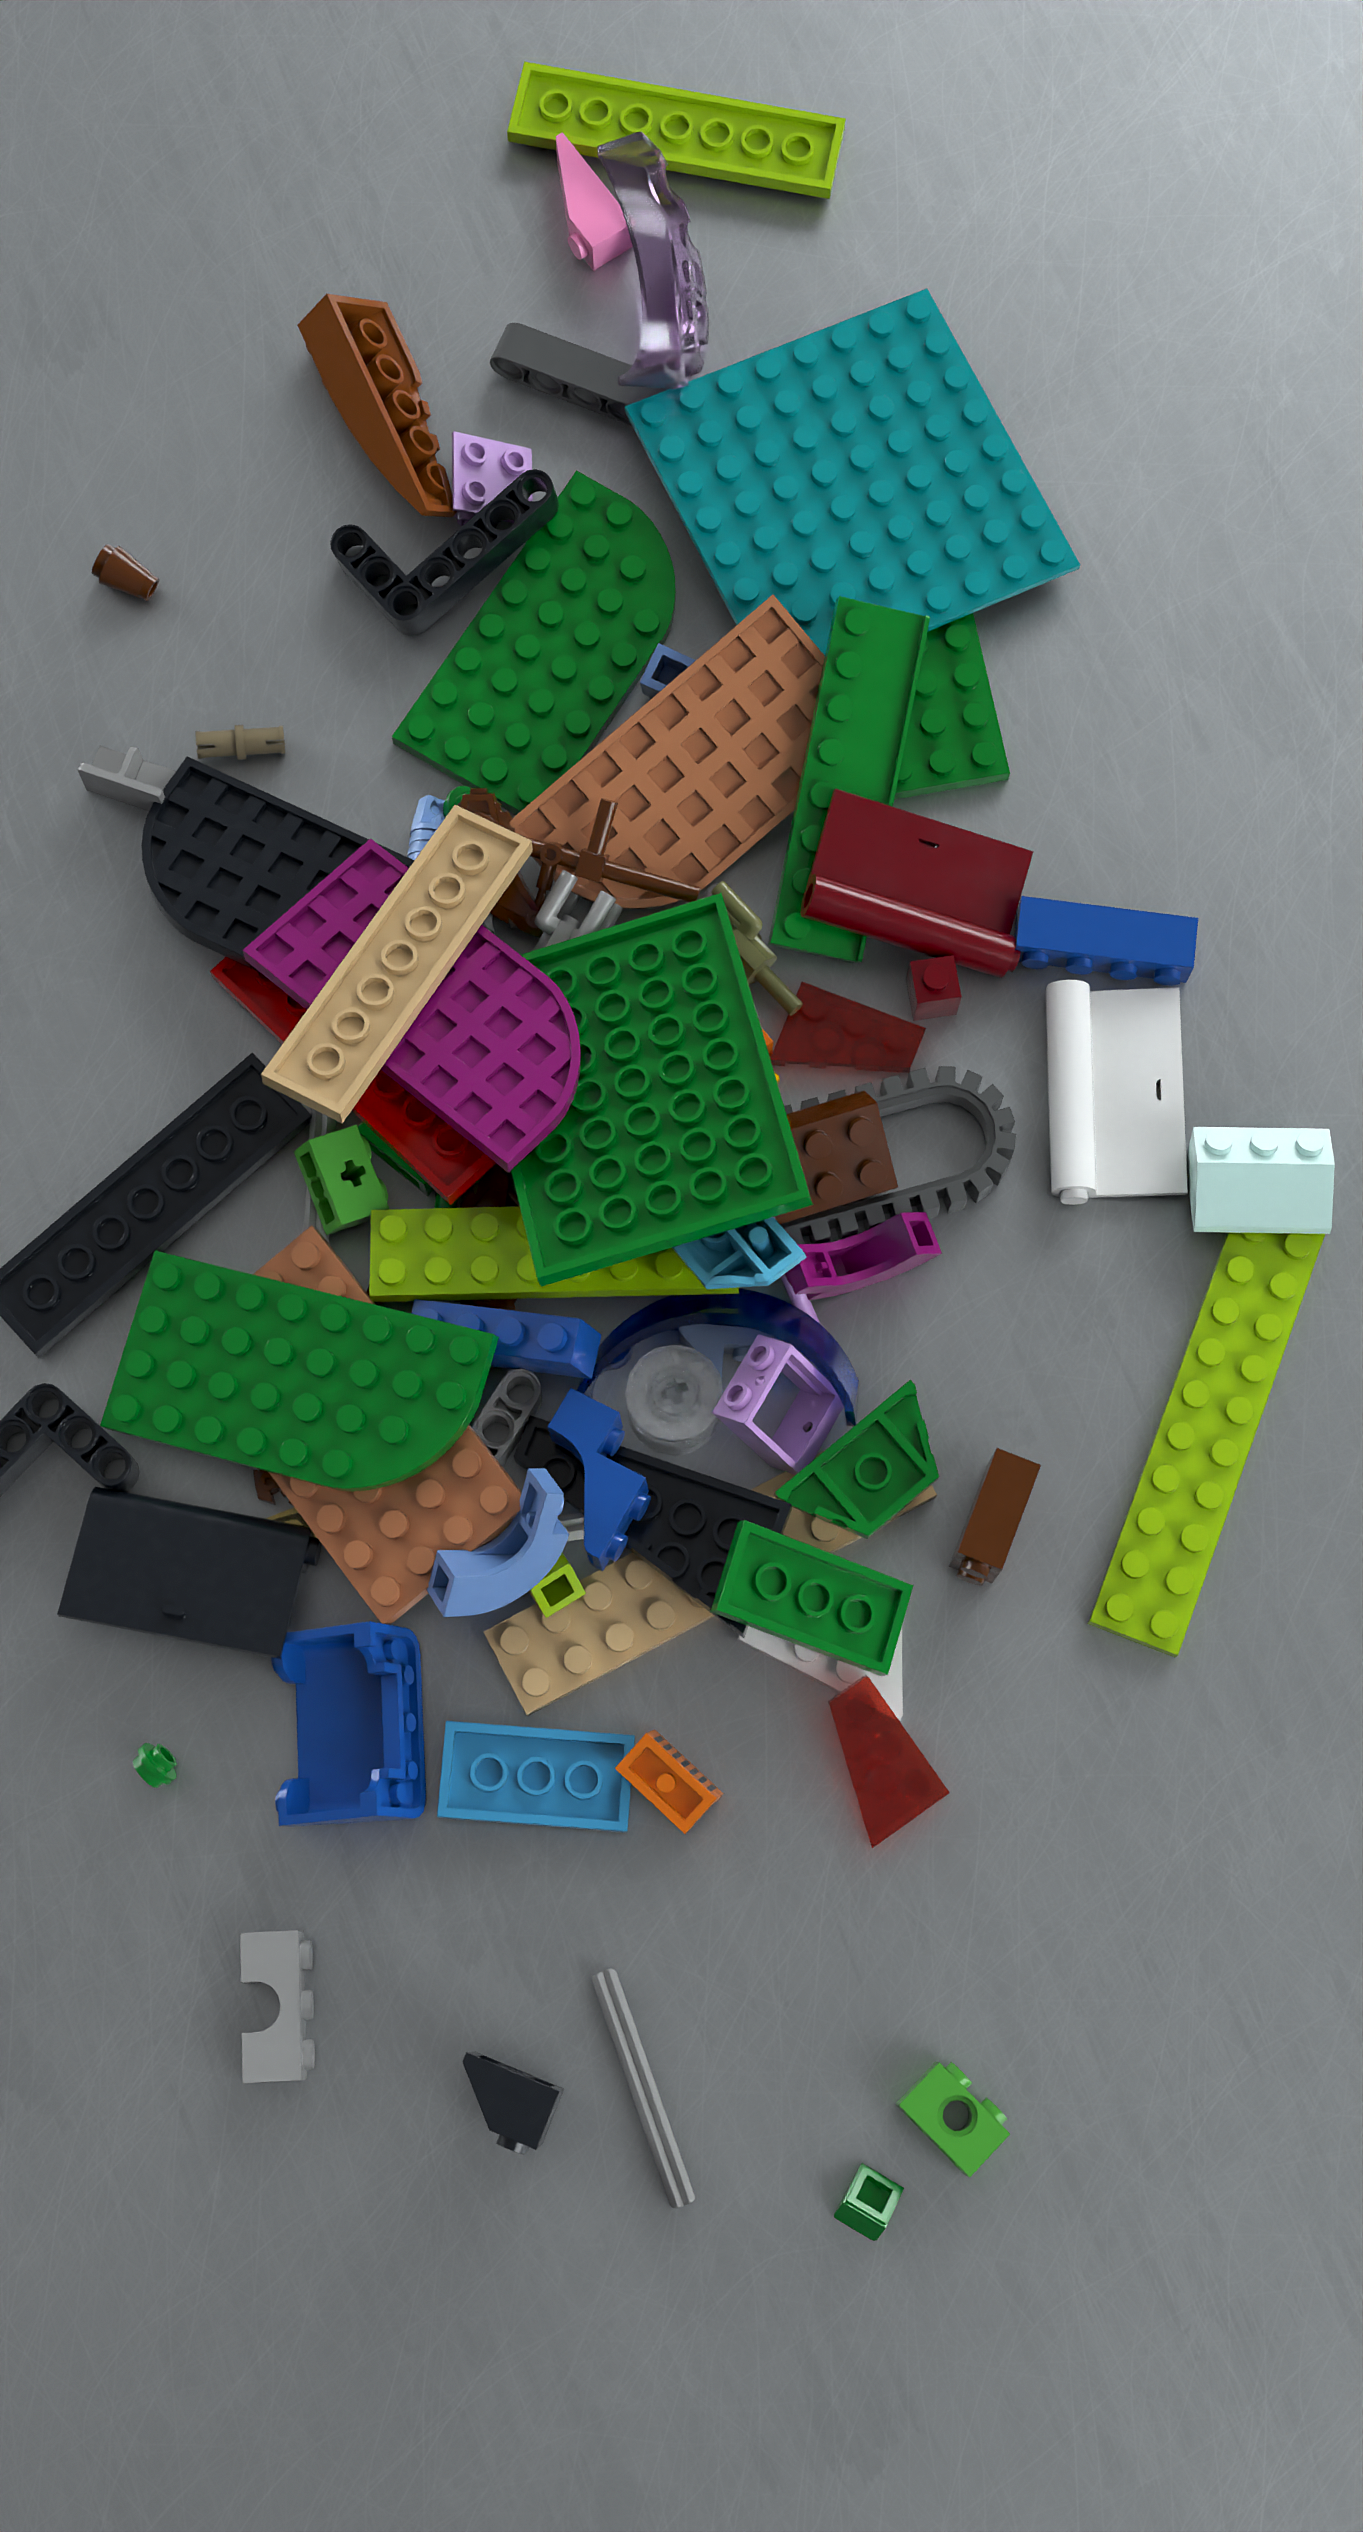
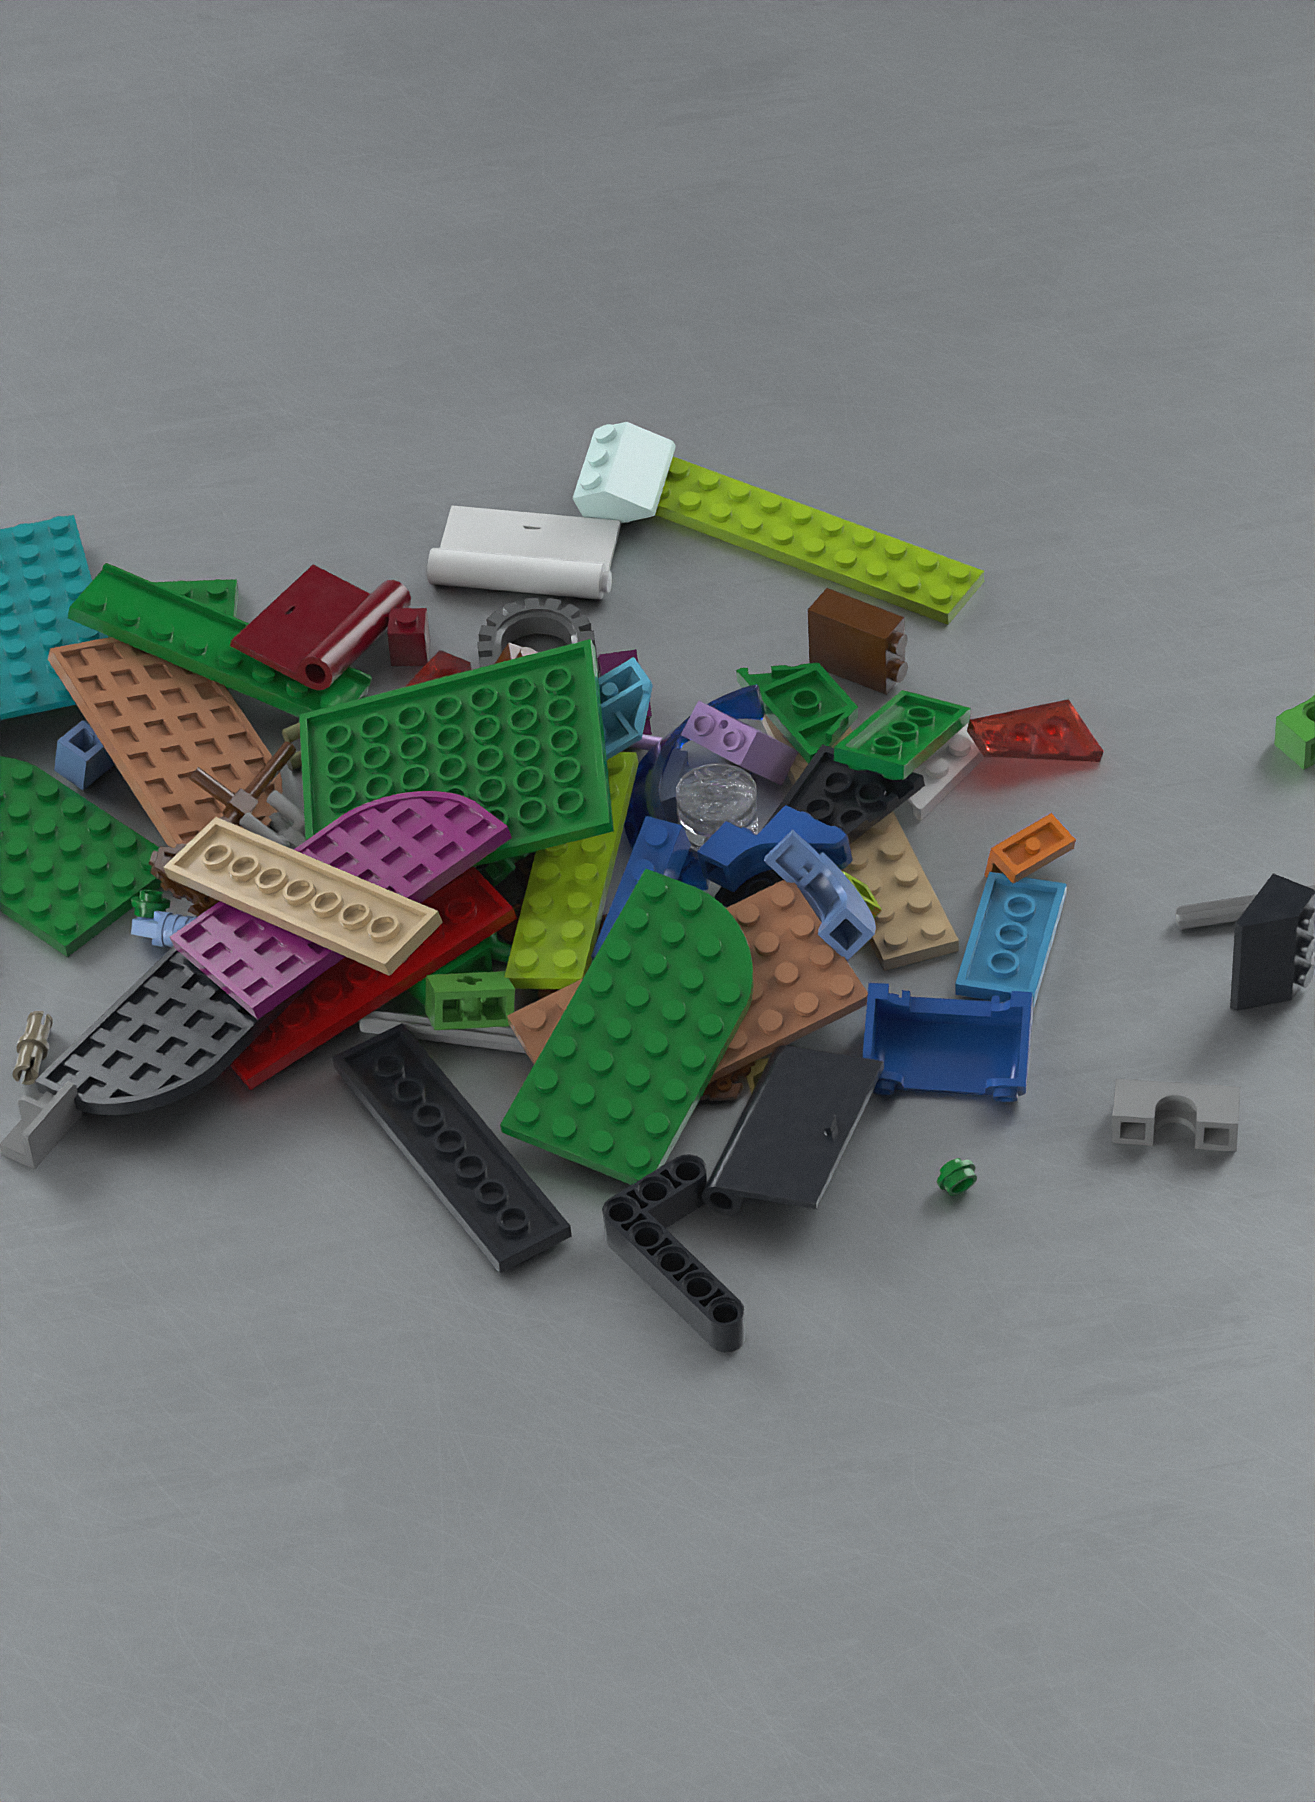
camera: 75 degrees left, 30 degrees down
(1105, 940) = (400, 535): blue brick -> none

